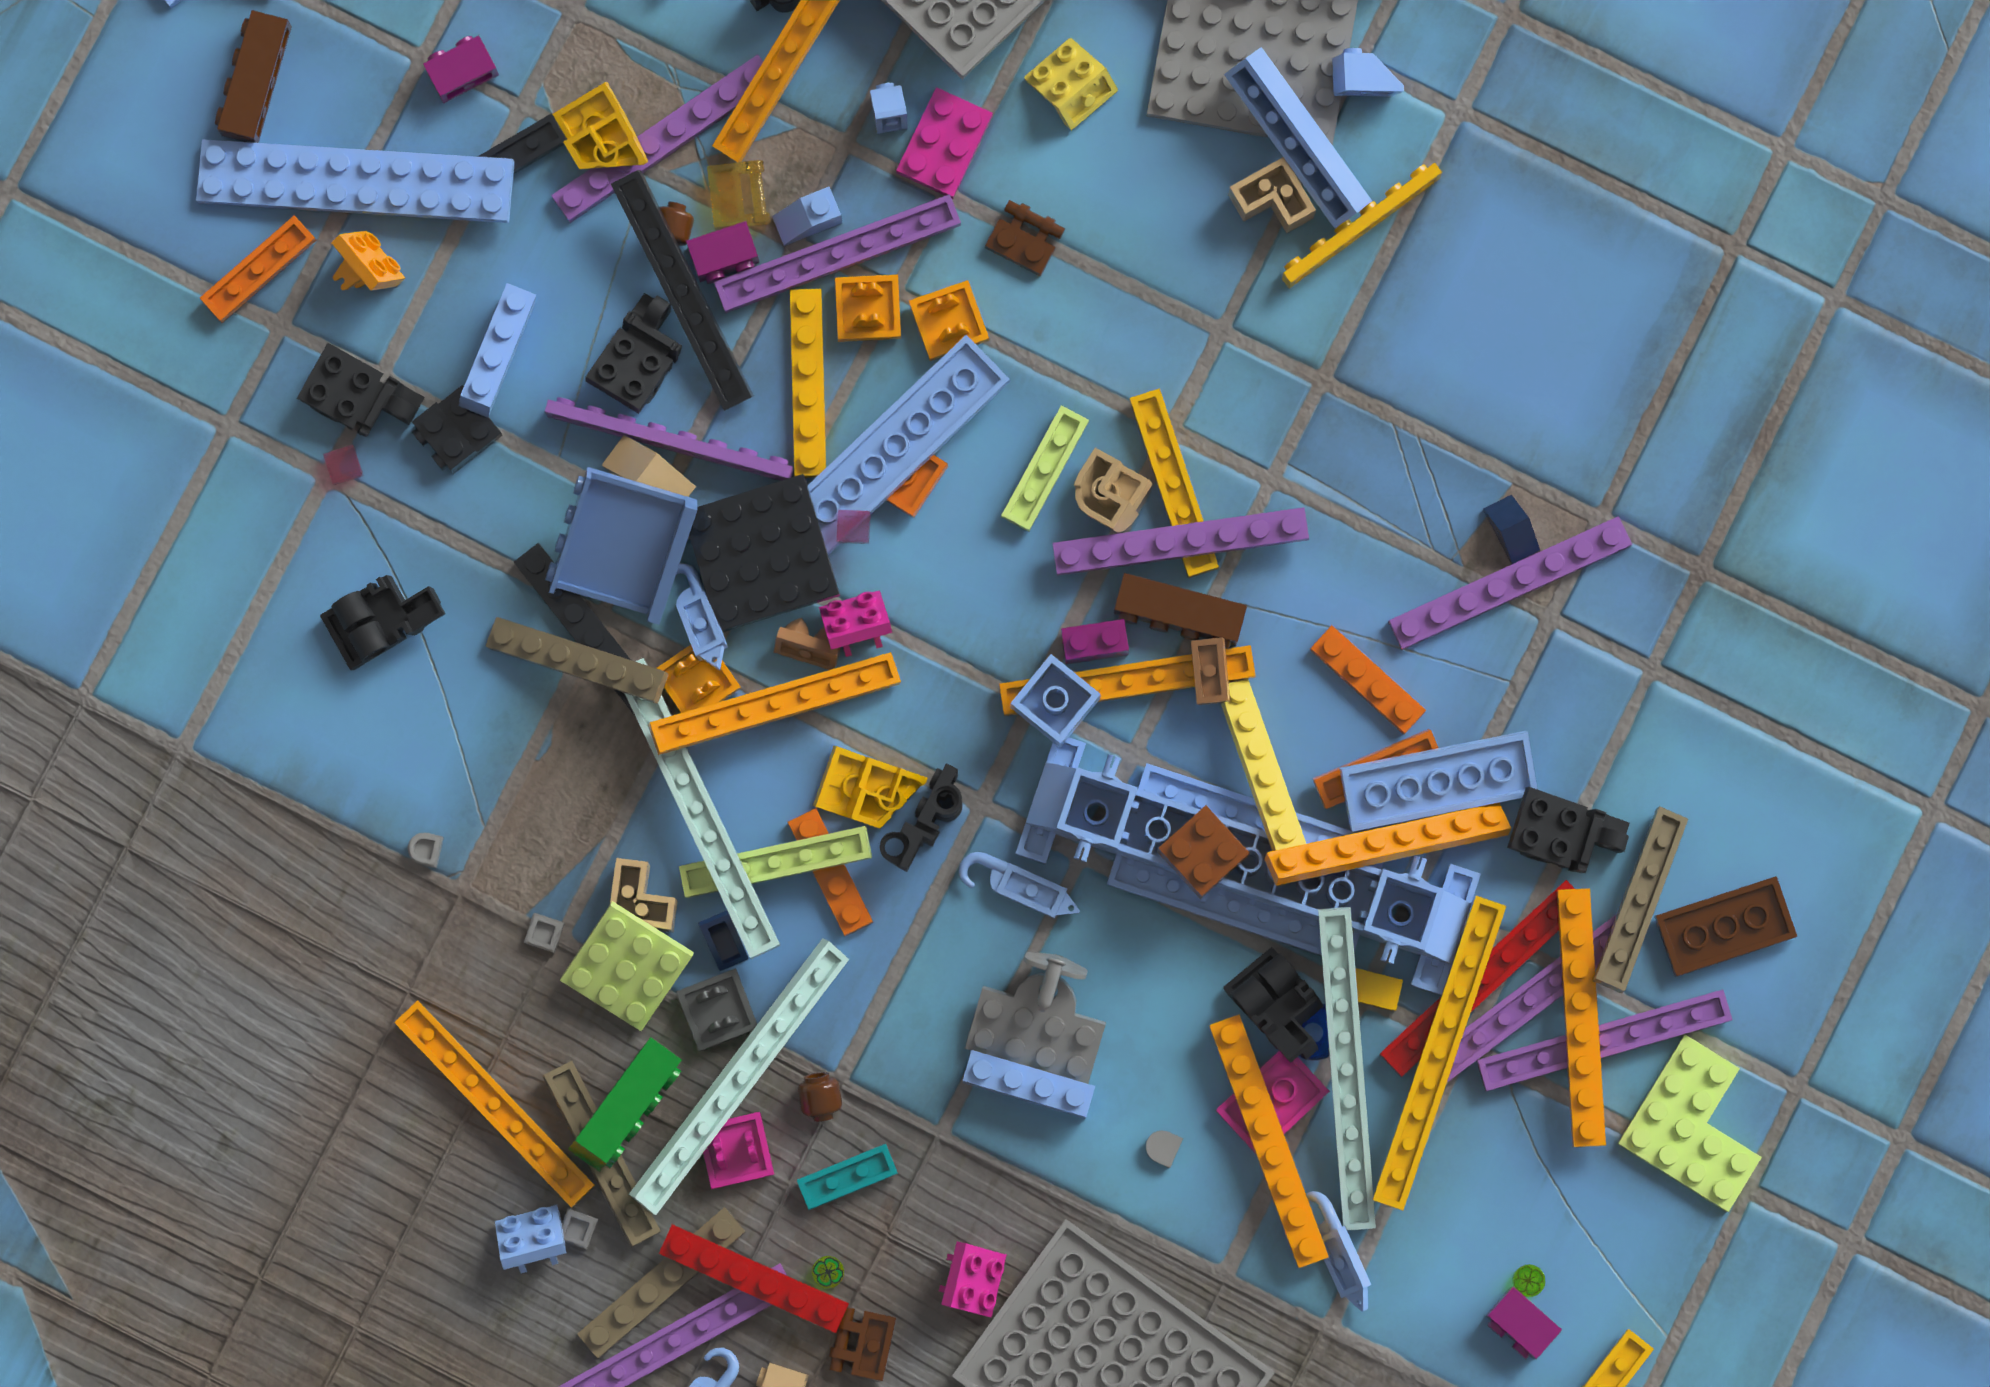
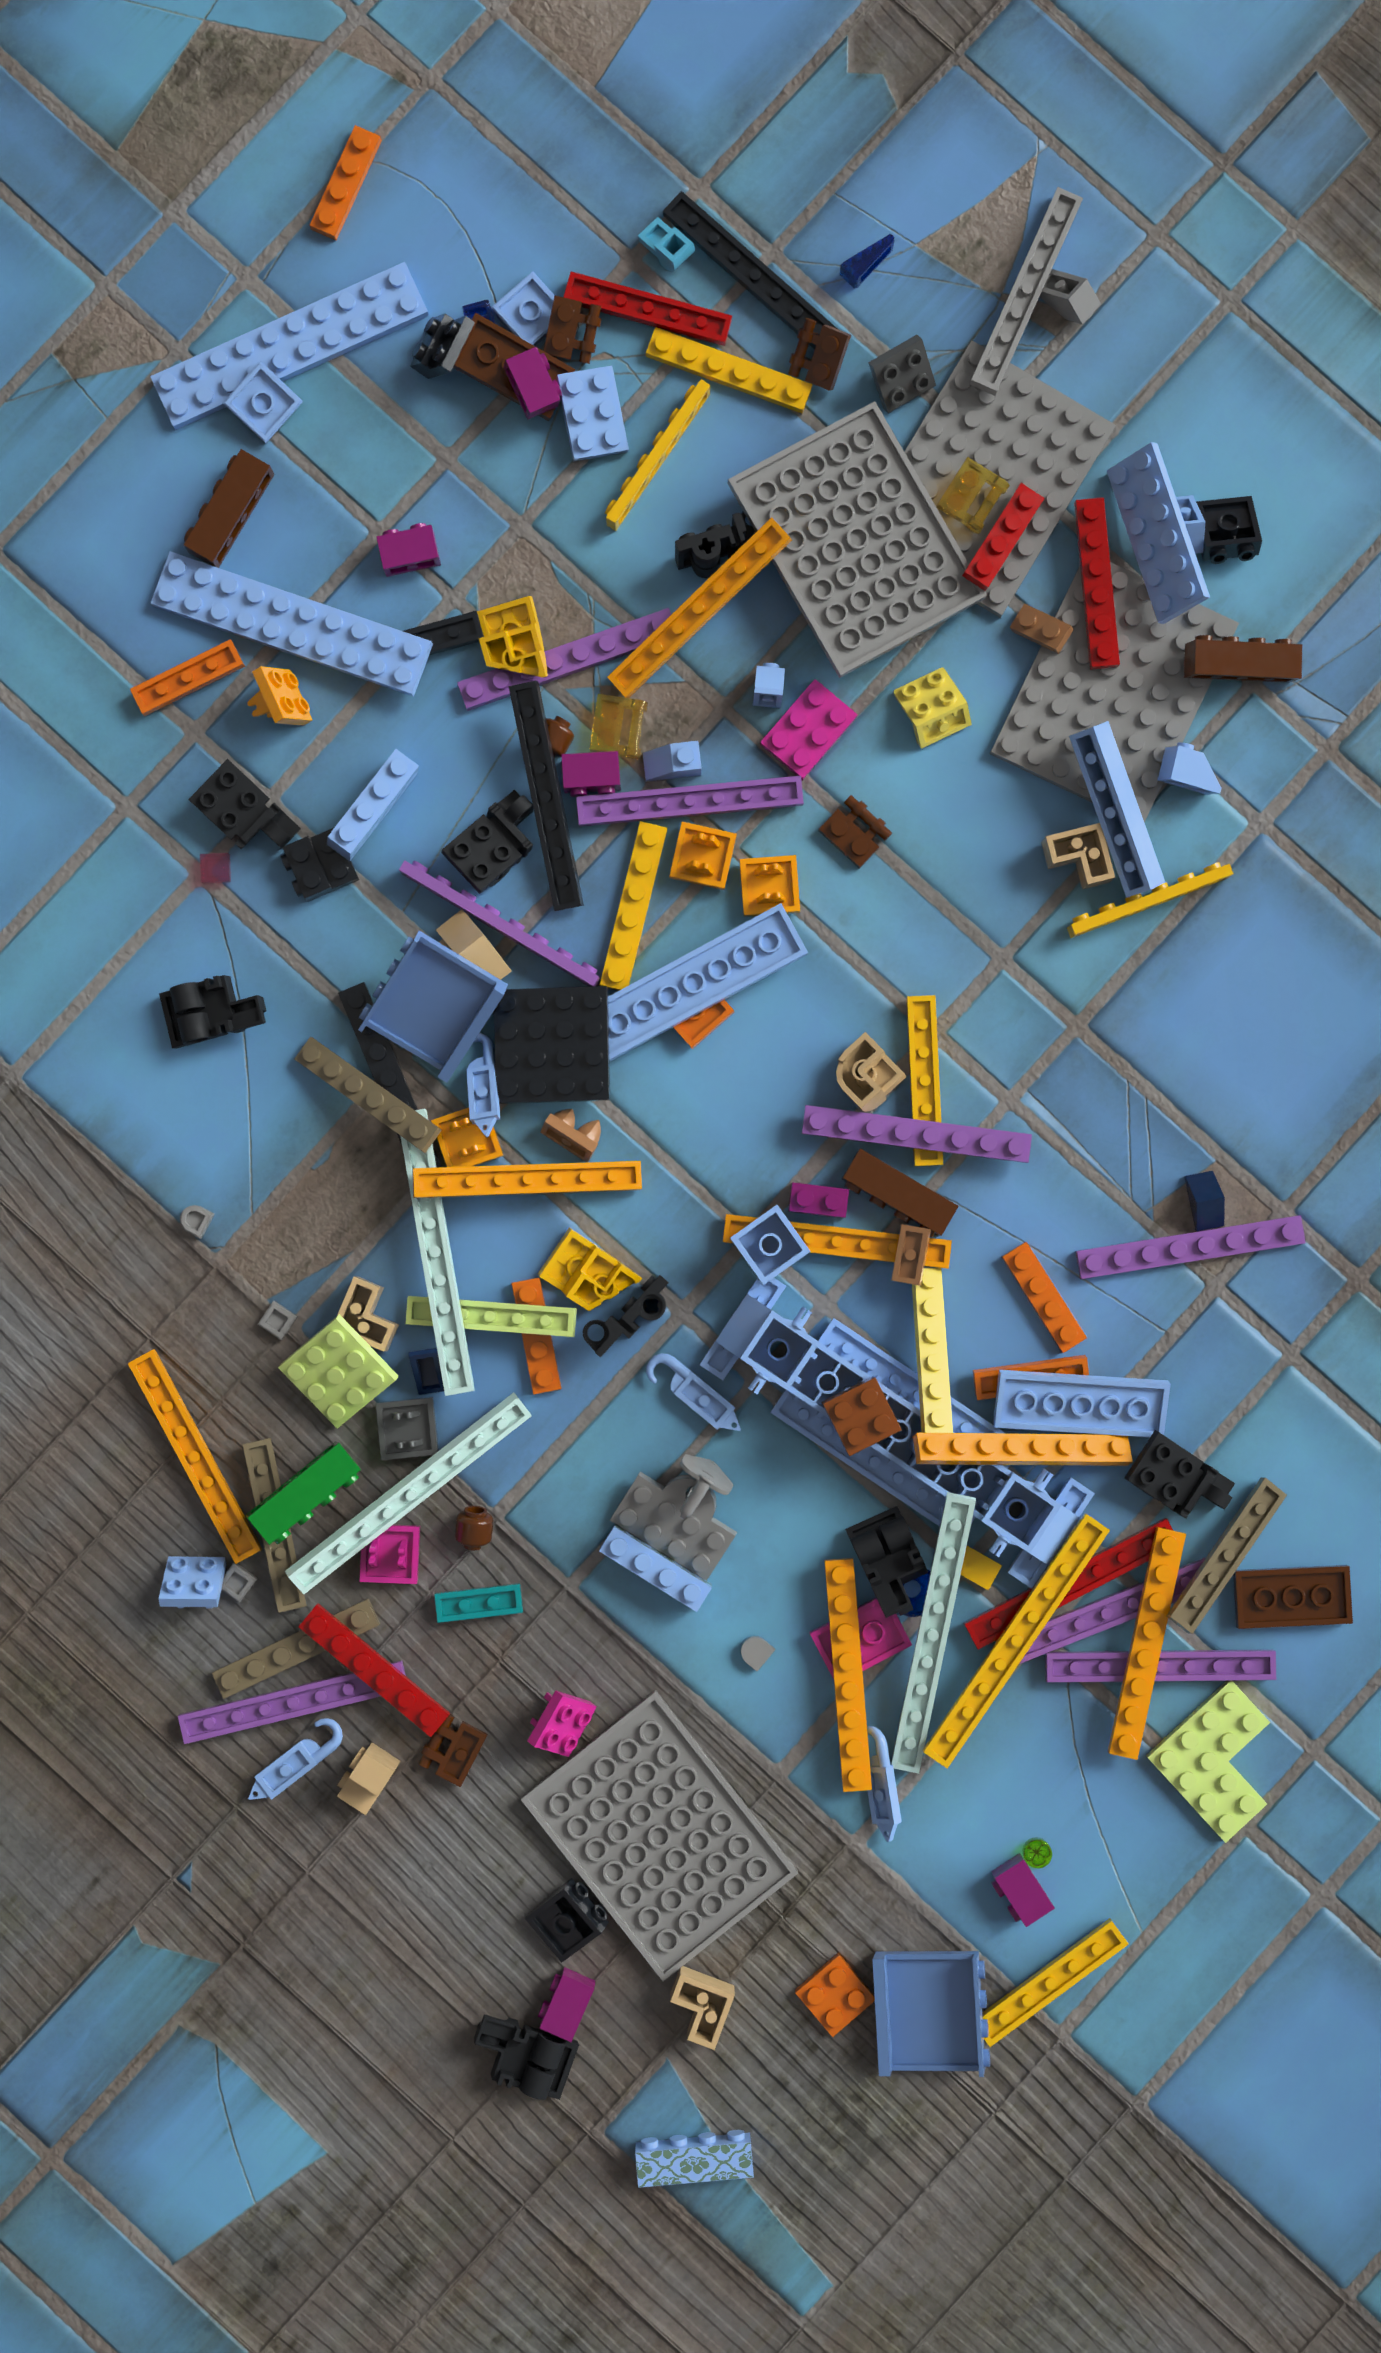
camera: 15 degrees right, 5 degrees up
(828, 1271) = (440, 1678): tile -> none
(853, 526) = (637, 1044): clear pink tile -> none
(855, 620) = (617, 1126): dark pink plate -> none
(1045, 468) = (817, 1037): yellowish green plate -> none

